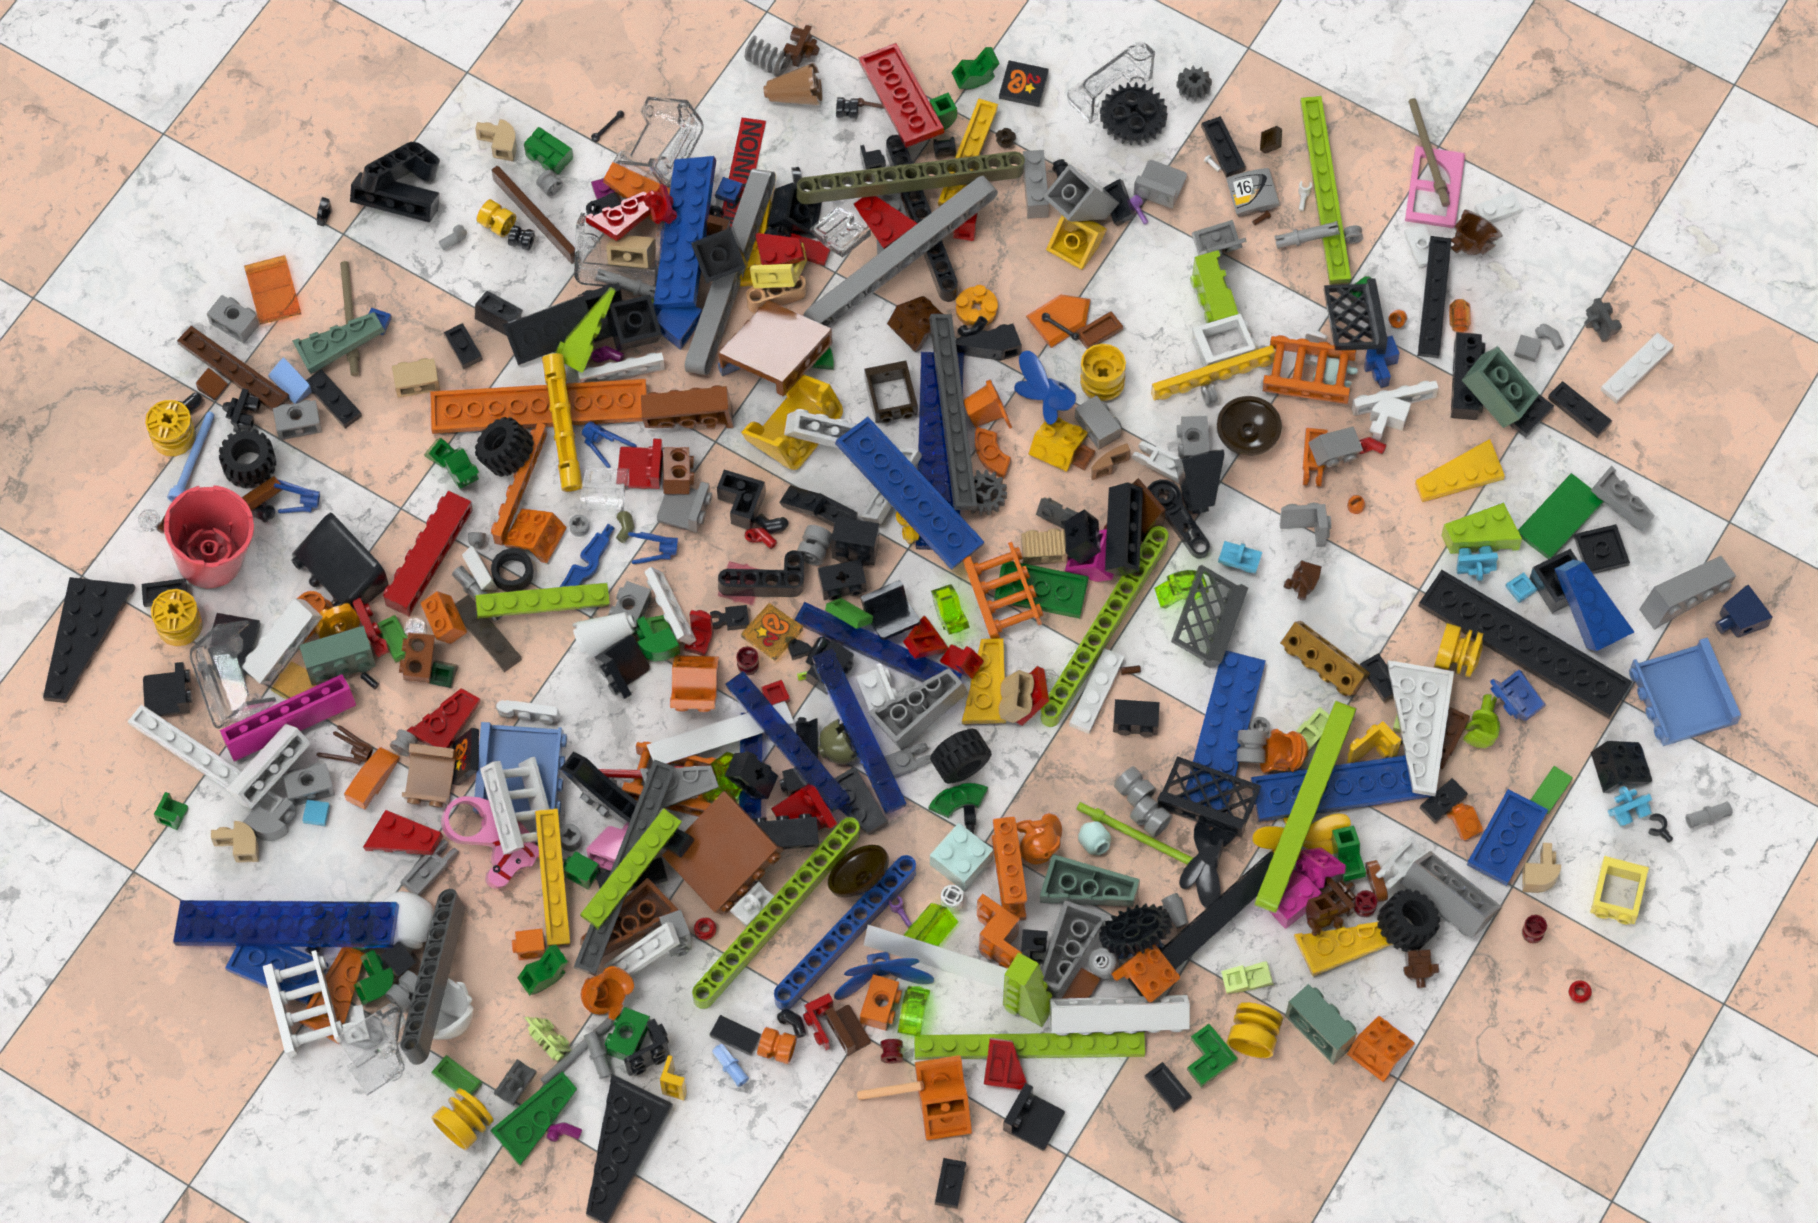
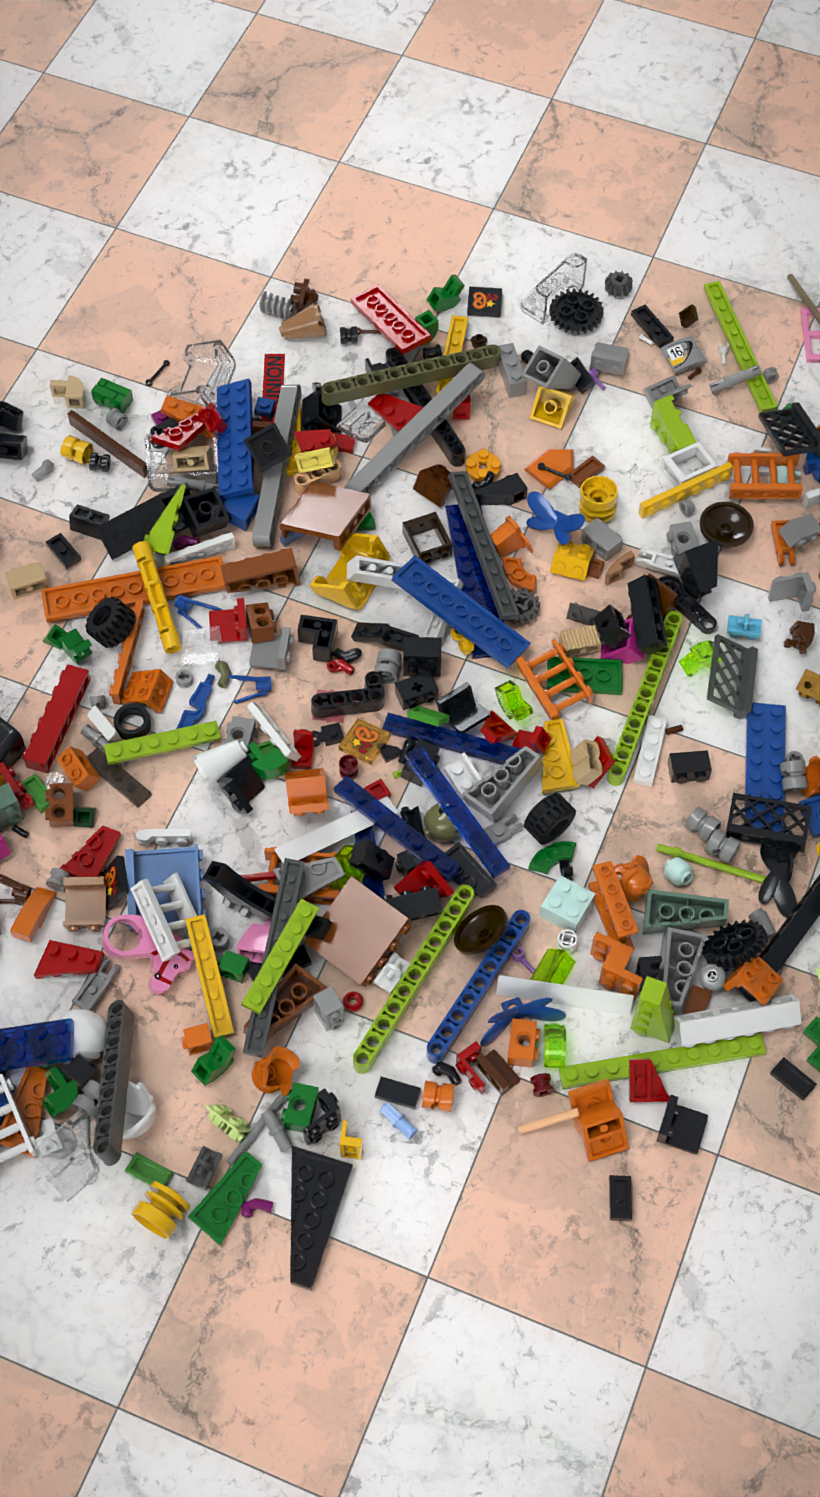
camera: 10 degrees left, 5 degrees down
(646, 949) = (306, 1027): white plate -> none

